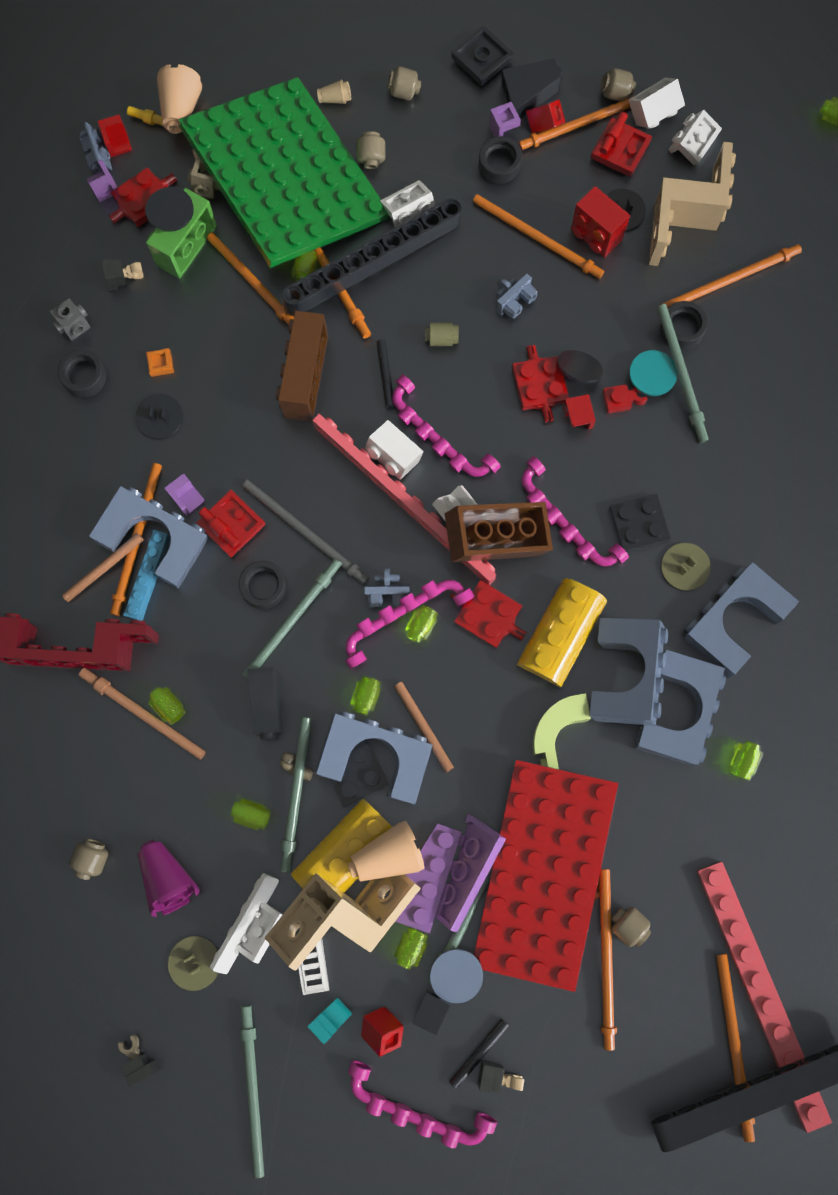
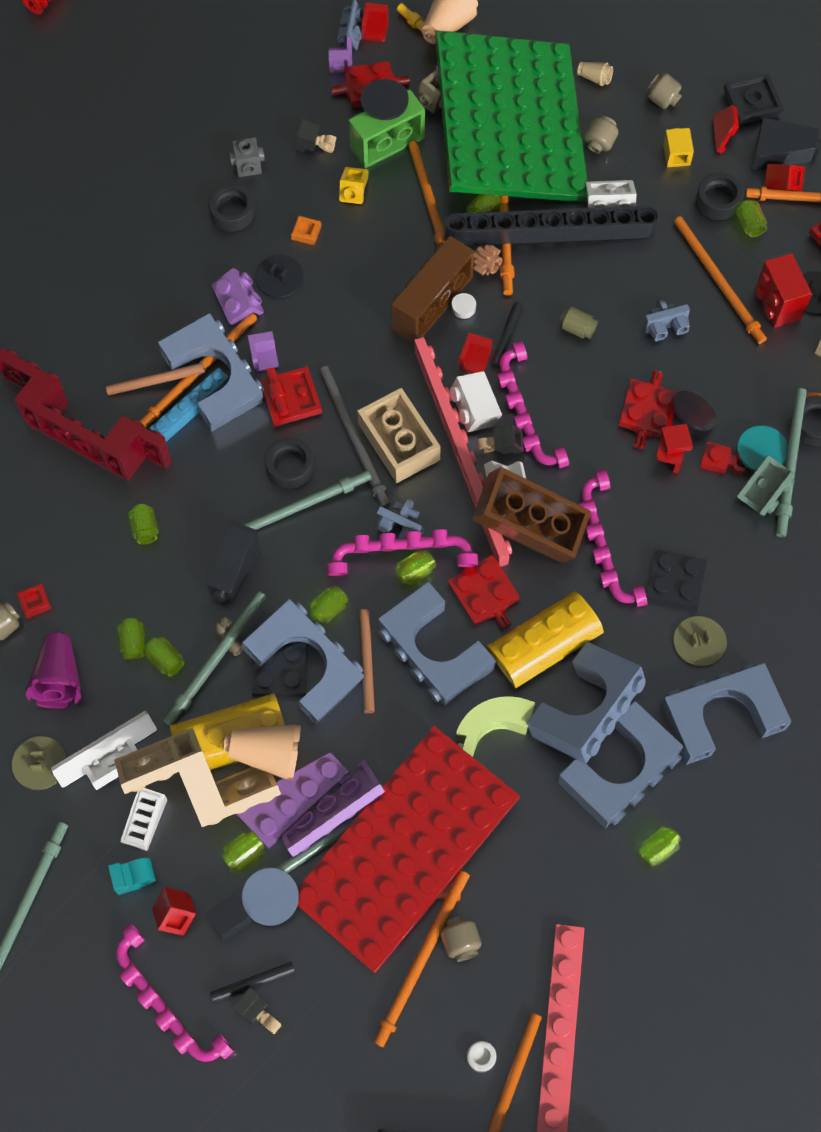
camera: 25 degrees right, 10 degrees down
(103, 686) = (97, 482): nougat bar -> none
(108, 822) = (34, 600): none -> red tile
(133, 454) = (237, 296): none -> medium lavender bracket
(179, 300) = (353, 184): none -> yellow bracket
(213, 813) = (131, 638): none -> clear neon green brick
(334, 314) = (487, 259): none -> nougat gear
(335, 365) = (463, 305): none -> white tile
(345, 513) = (399, 435): none -> tan brick
(370, 406) = (475, 354): none -> red panel
(437, 473) = (505, 440): none -> pearl dark grey piece
(442, 131) = (678, 147): none -> yellow brick
(472, 92) = (725, 125): none -> red tile
(497, 711) = (444, 679): none -> sand blue arch
(503, 119) = (741, 160): medium lavender panel -> none
(537, 167) = (752, 218): none -> clear neon green brick
(582, 401) = (676, 439): none -> red tile
(675, 405) = (766, 486): none -> sand green bracket
(696, 1012) = (481, 1056): none -> white tile

